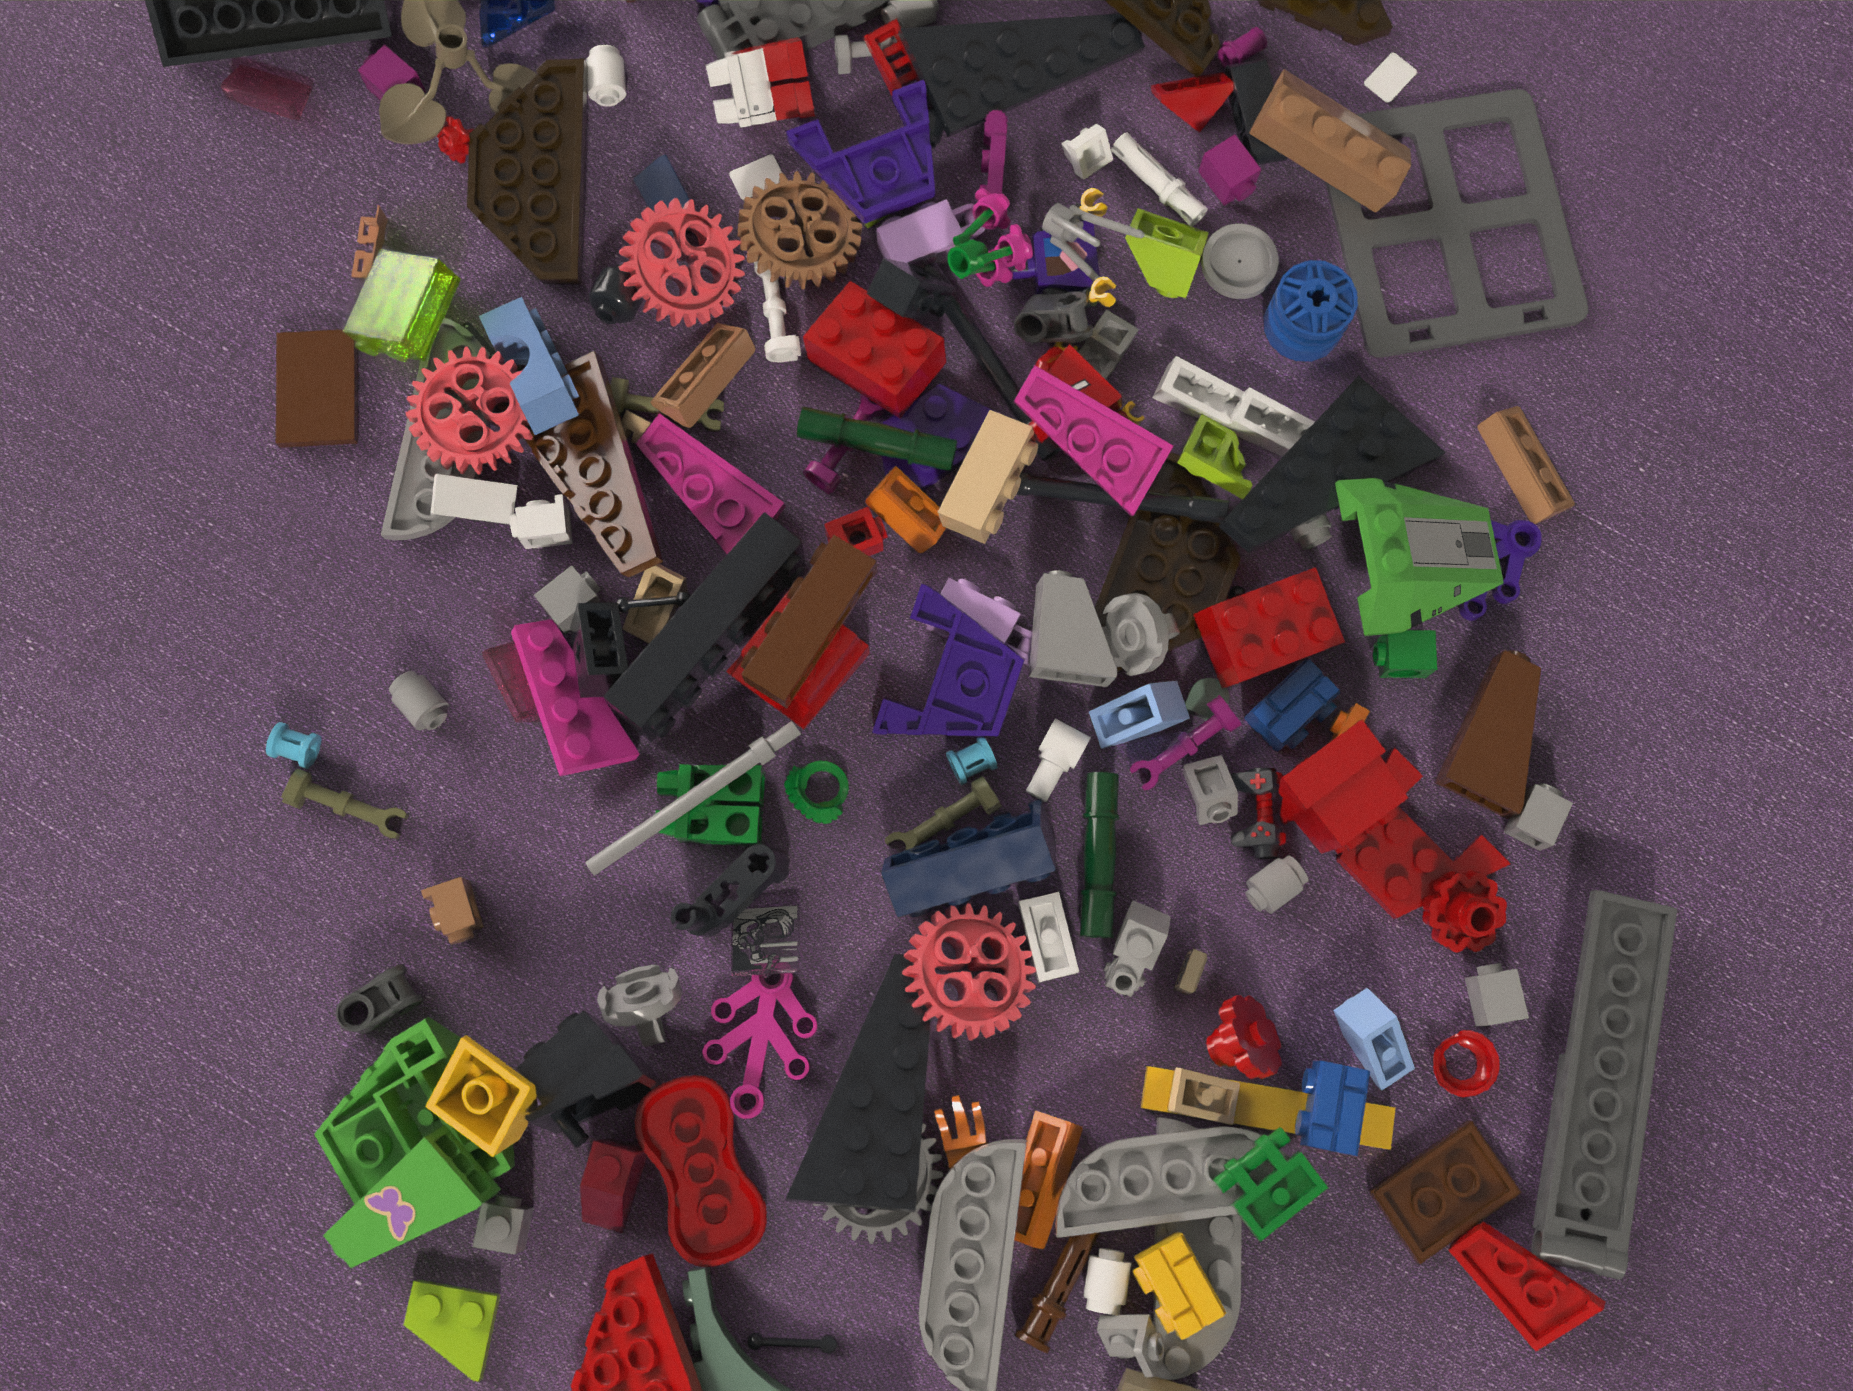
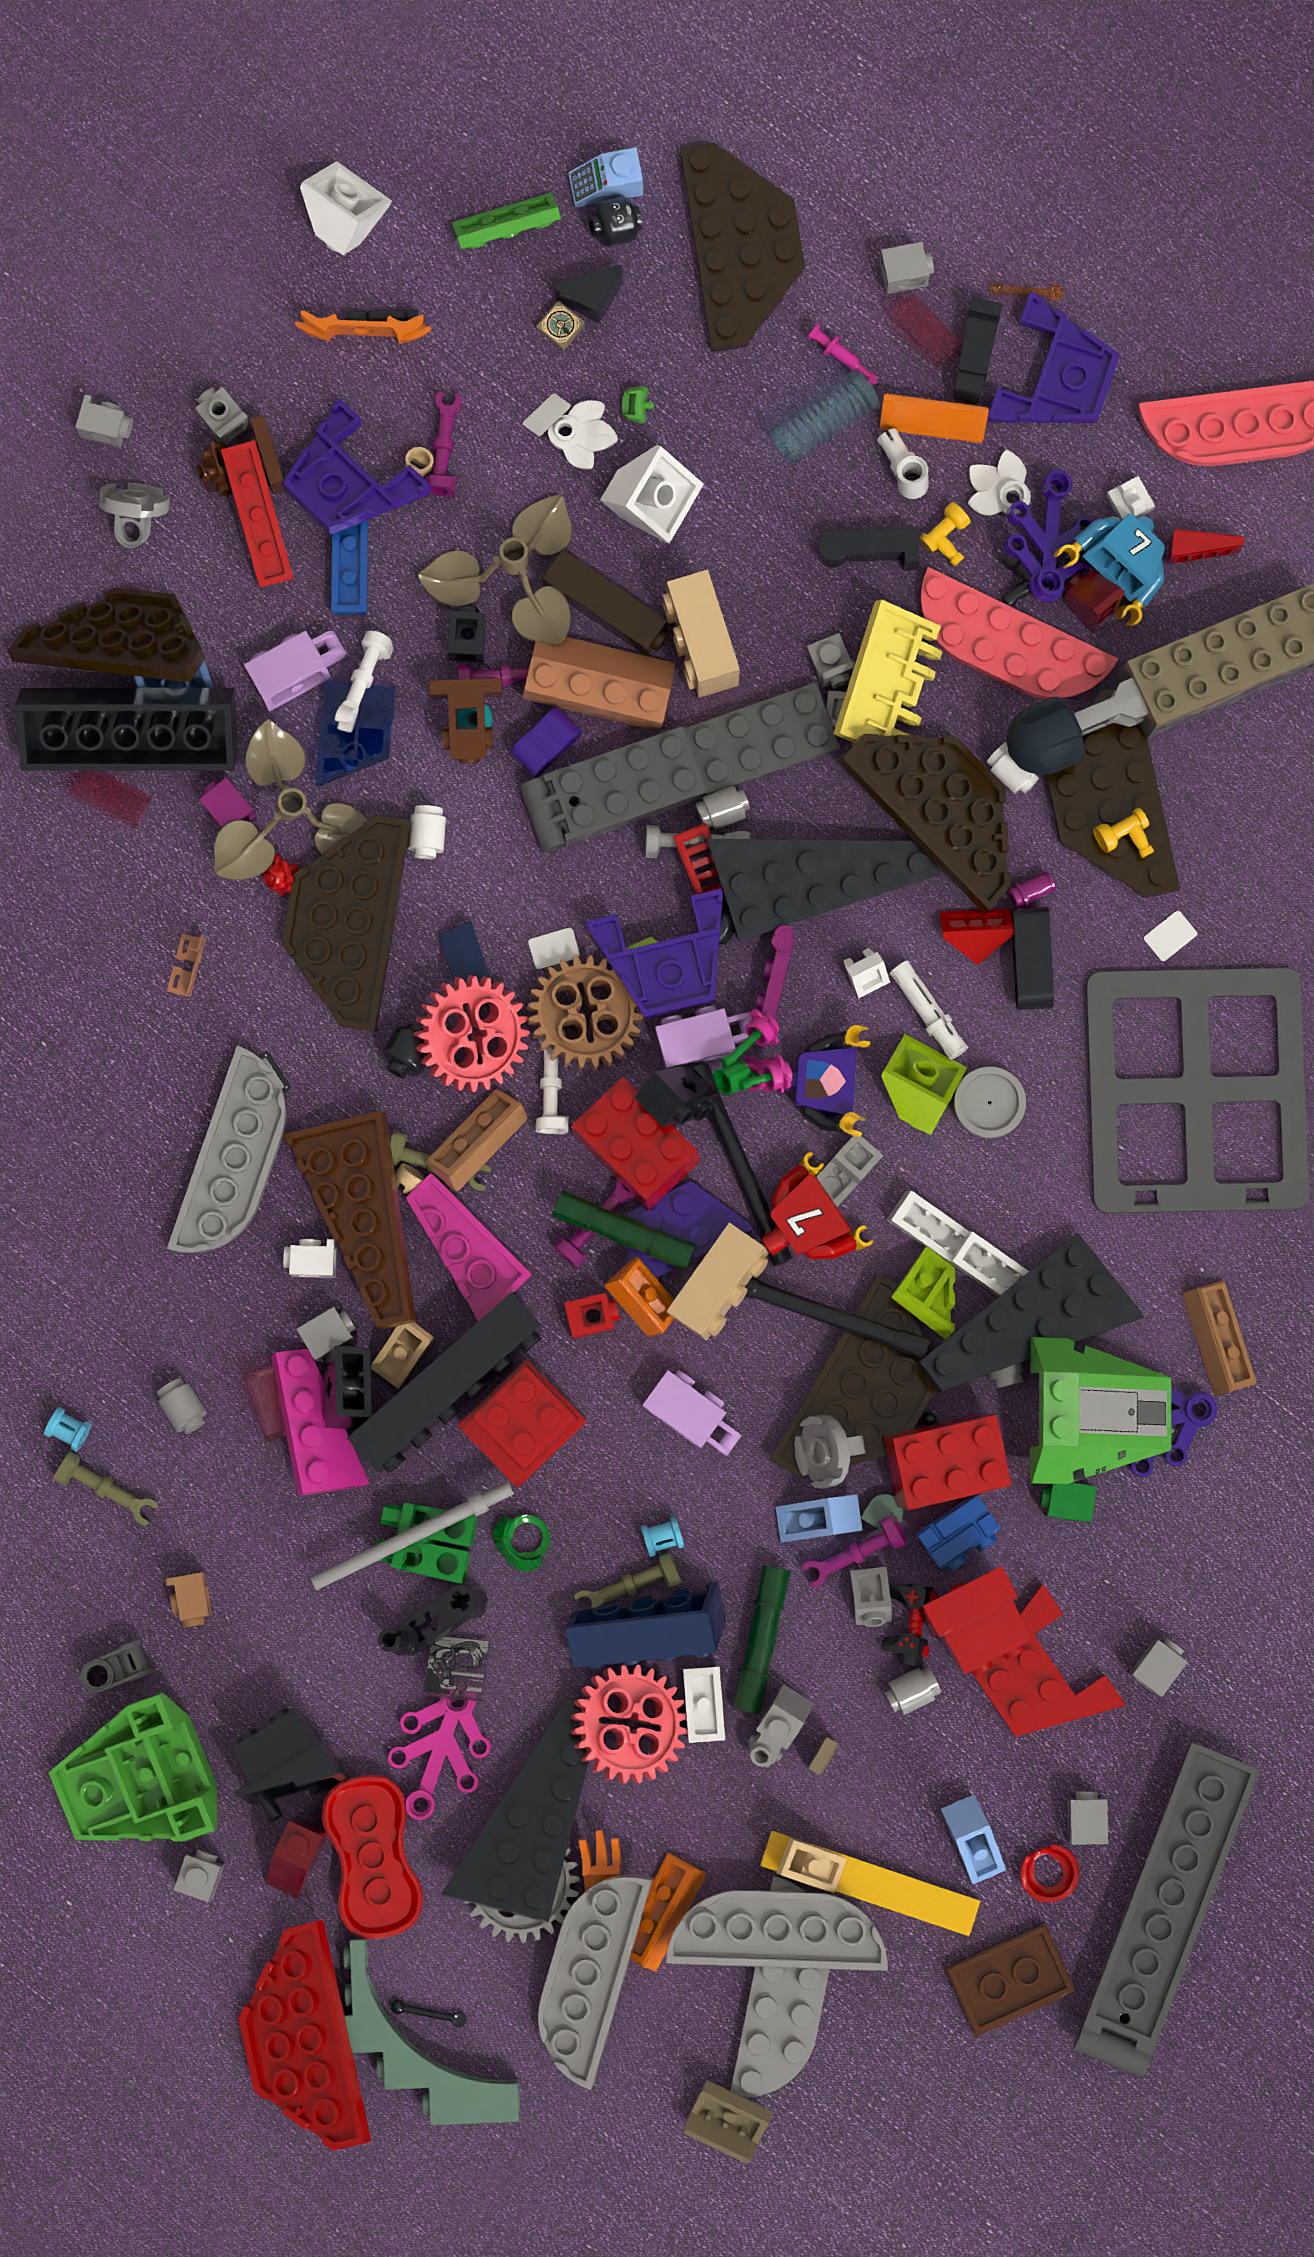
camera: 15 degrees right, 5 degrees up
(316, 389) = (124, 1097): reddish brown tile -> none
(401, 305) = (211, 1037): clear neon green brick -> none
(417, 1195) = (133, 1841): bright green slope -> none
(448, 436) = (240, 1170): coral gear -> none
(454, 1323) = (146, 1949): lime wing -> none
(473, 499) = (253, 1229): white tile -> none
(483, 1098) = (201, 1769): yellow slope -> none
(539, 387) = (328, 1148): medium blue arch -> none
(625, 604) = (376, 1349): black hinge -> none
(641, 1000) = (342, 1704): light grey tile -> none
(750, 77) = (574, 867): hips -> none
(809, 620) = (535, 1405): reddish brown brick -> none
(971, 681) = (672, 1468): dark purple wing -> none
(1049, 1305) = (651, 2019): reddish brown pin -> none
(1059, 752) = (741, 1541): white pin -> none
(1060, 318) = (802, 1135): dark grey piece -> none
(1066, 226) = (827, 1058): light grey plant -> none
(1068, 634) = (764, 1439): light grey slope -> none
(1102, 442) = (823, 1270): dark pink wing -> none
(1107, 1281) = (703, 2006): white brick -> none
(1132, 1337) = (715, 2056): light grey bracket -> none
(1179, 1286) = (761, 2019): yellow brick -> none
(1230, 170) = (996, 1014): magenta brick -> none
(1245, 1039) = (860, 1821): red plant -> none
(1277, 1195) = (857, 1959): green plate -> none
(1299, 327) = (1023, 1174): blue wheel -> none
(1332, 142) = (1096, 1002): medium nougat slope -> none
(1333, 1107) = (923, 1892): blue brick -> none
(1347, 719) = (1004, 1556): orange plate -> none
(1464, 911) = (1075, 1740): red plant -> none
(1495, 738) = (1133, 1591): reddish brown slope -> none
(1524, 1288) = (1059, 2070): red wing -> none

